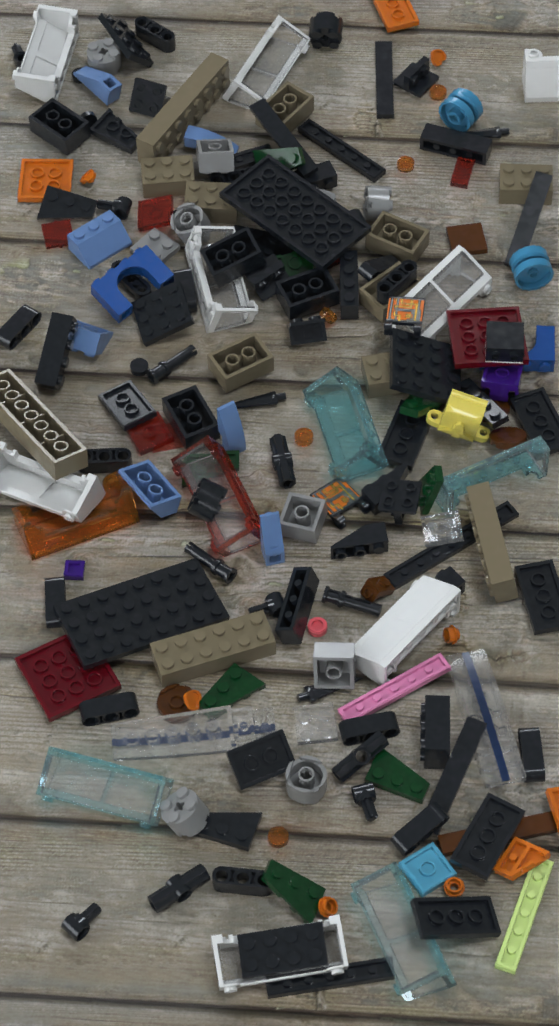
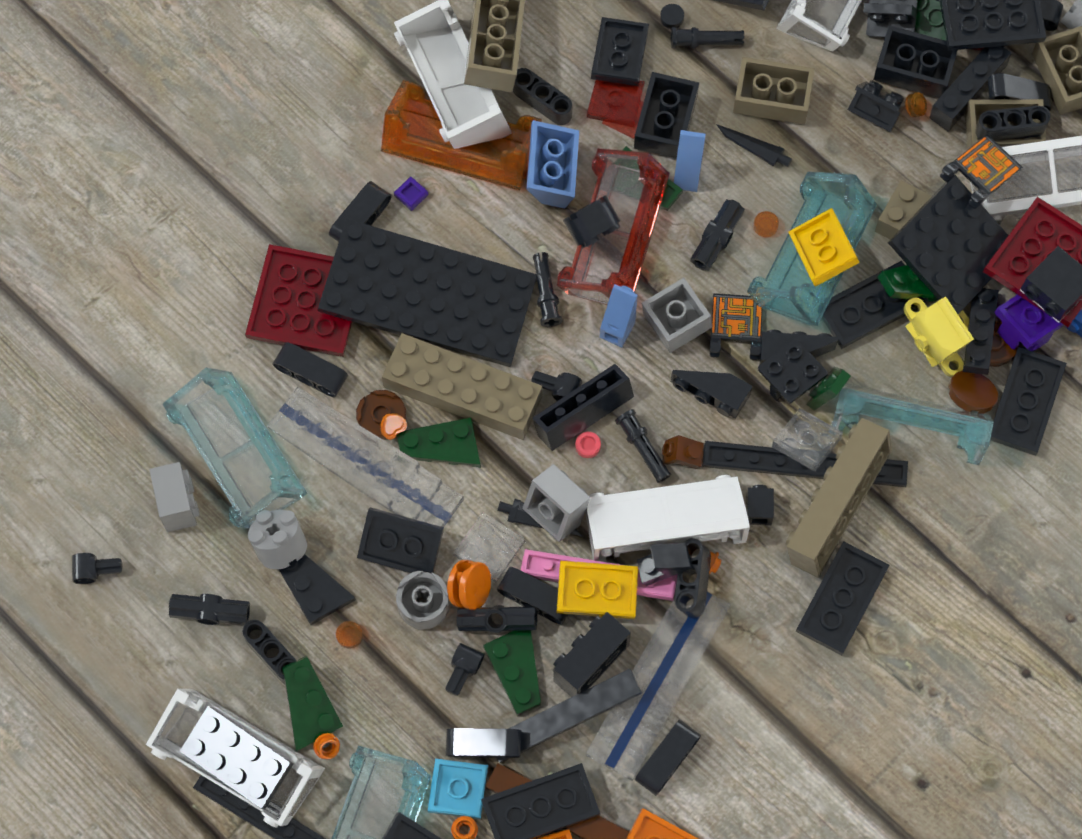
camera: 40 degrees right, 15 degrees up
(96, 839) = (174, 496): none -> light grey brick
(326, 748) = (469, 584): none -> orange head
(353, 419) = (823, 247): none -> yellow tile
(403, 694) = (597, 589): none -> yellow tile
(430, 647) = (664, 562): none -> black slope
(446, 639) = (698, 589): none -> black beam

